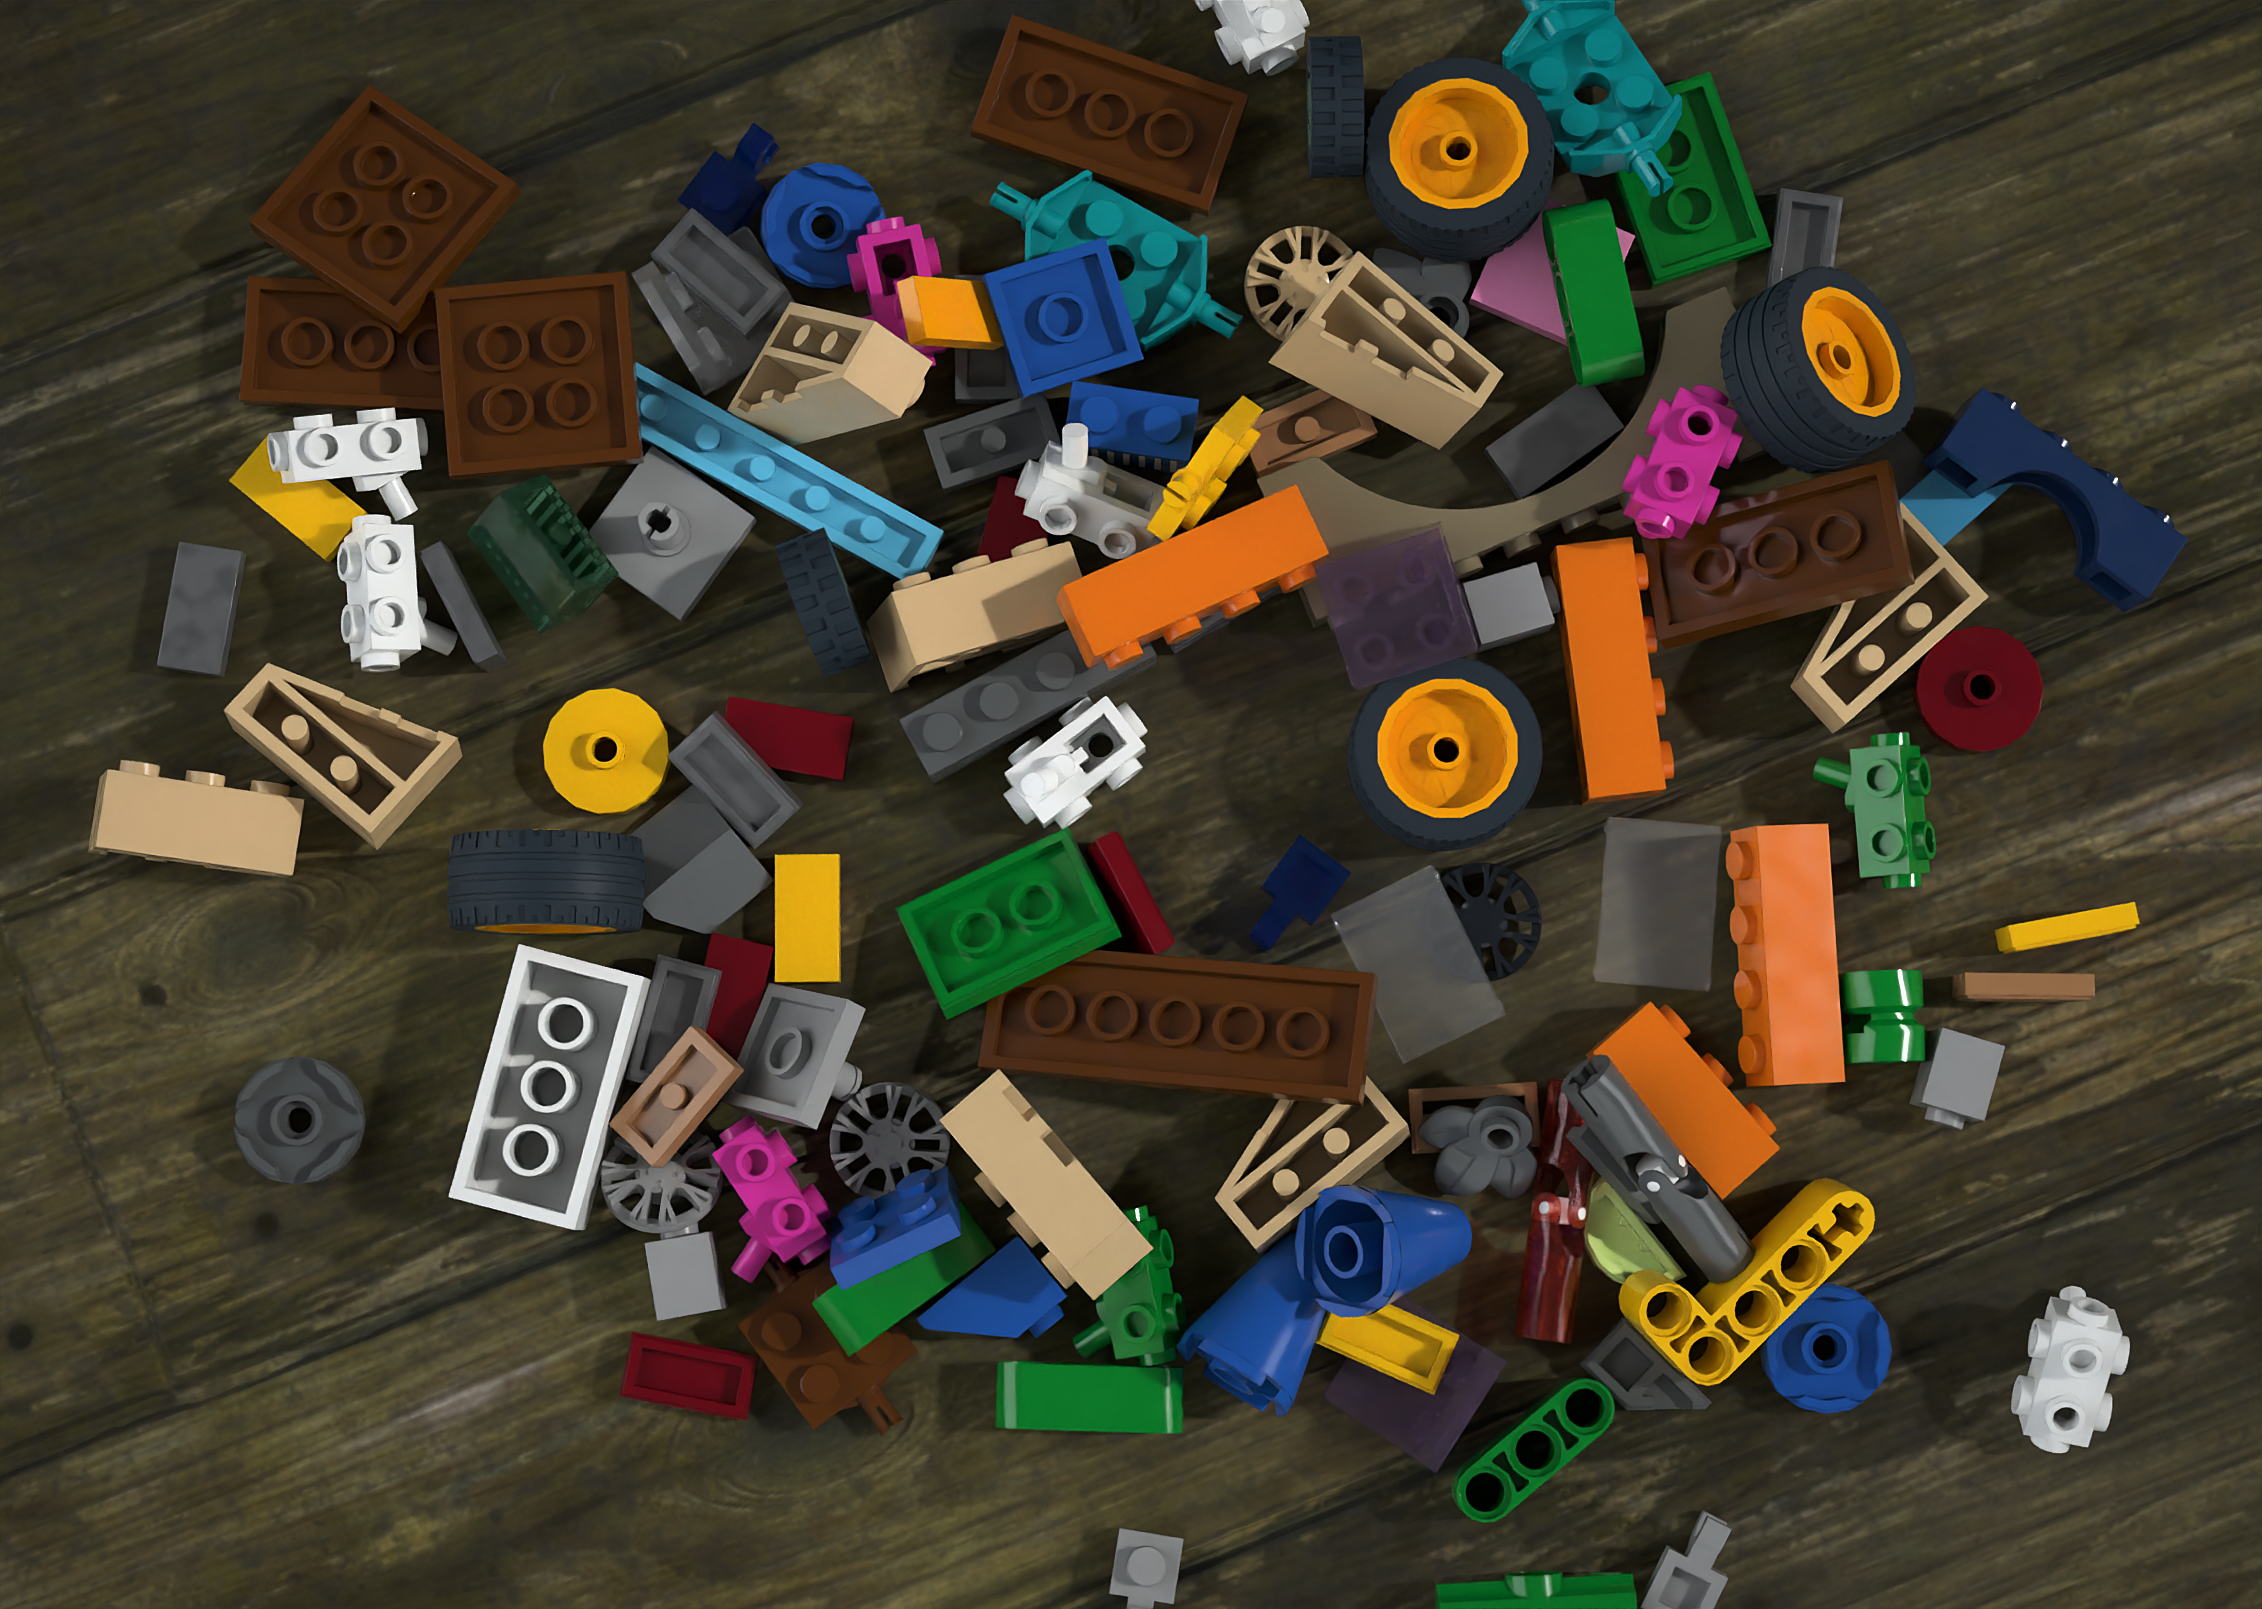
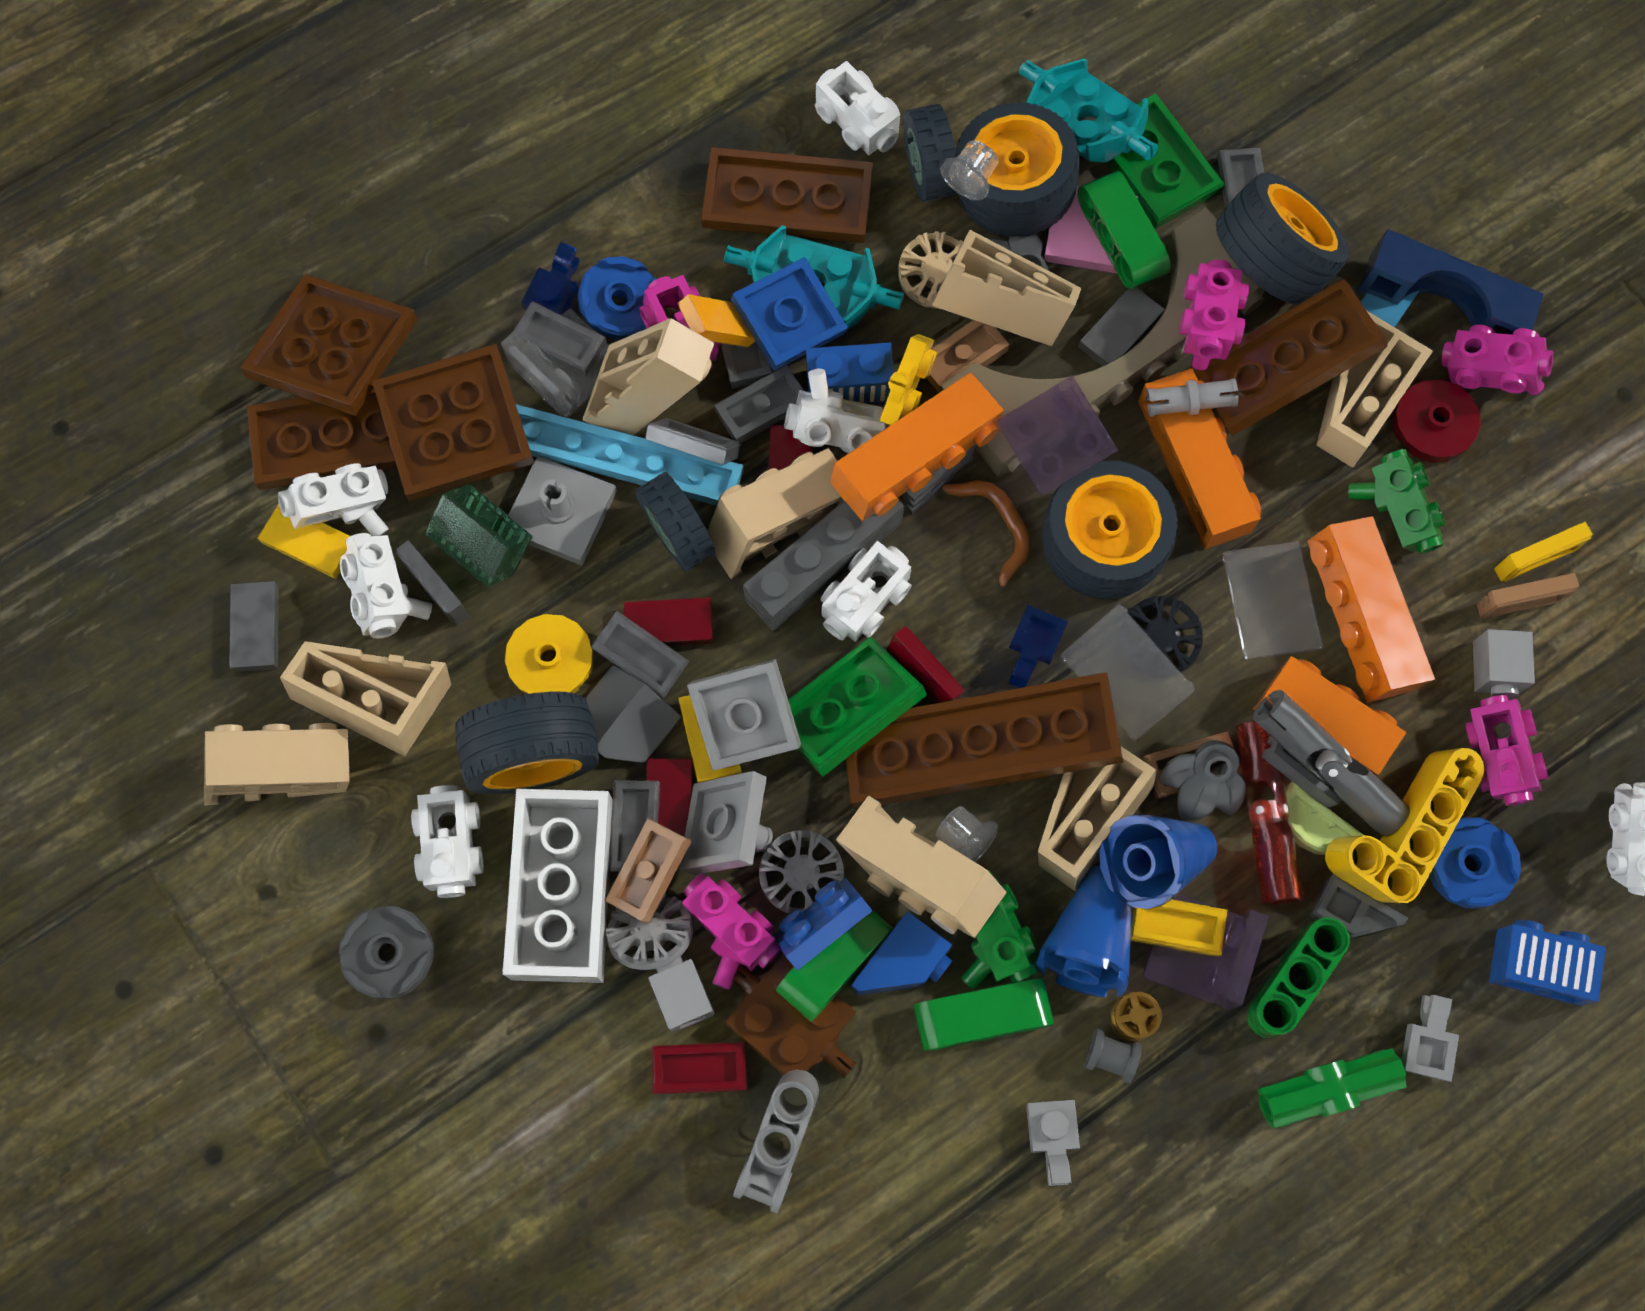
camera: 15 degrees left, 10 degrees down
(409, 1003) = (447, 856): none -> white brick
(751, 1531) = (768, 1168): none -> light grey piece
(857, 909) = (744, 714): none -> light grey tile
(880, 479) = (693, 441): none -> flat silver tile
(1128, 1146) = (967, 833): none -> clear piece
(1251, 1493) = (1113, 1056): none -> dark grey bush
(1296, 1458) = (1144, 1013): none -> pearl gold wheel
(1313, 691) = (1009, 515): none -> dark orange animal
(1380, 163) = (970, 170): none -> clear piece
(1511, 605) = (1129, 429): light grey brick -> none
(1614, 588) = (1192, 397): none -> light grey pin
(1881, 1510) = (1547, 963): none -> blue brick
(1882, 1017) = (1444, 633): green wheel -> none
(1914, 1219) = (1509, 764): none -> dark pink brick
(2099, 631) = (1498, 360): none -> dark pink brick

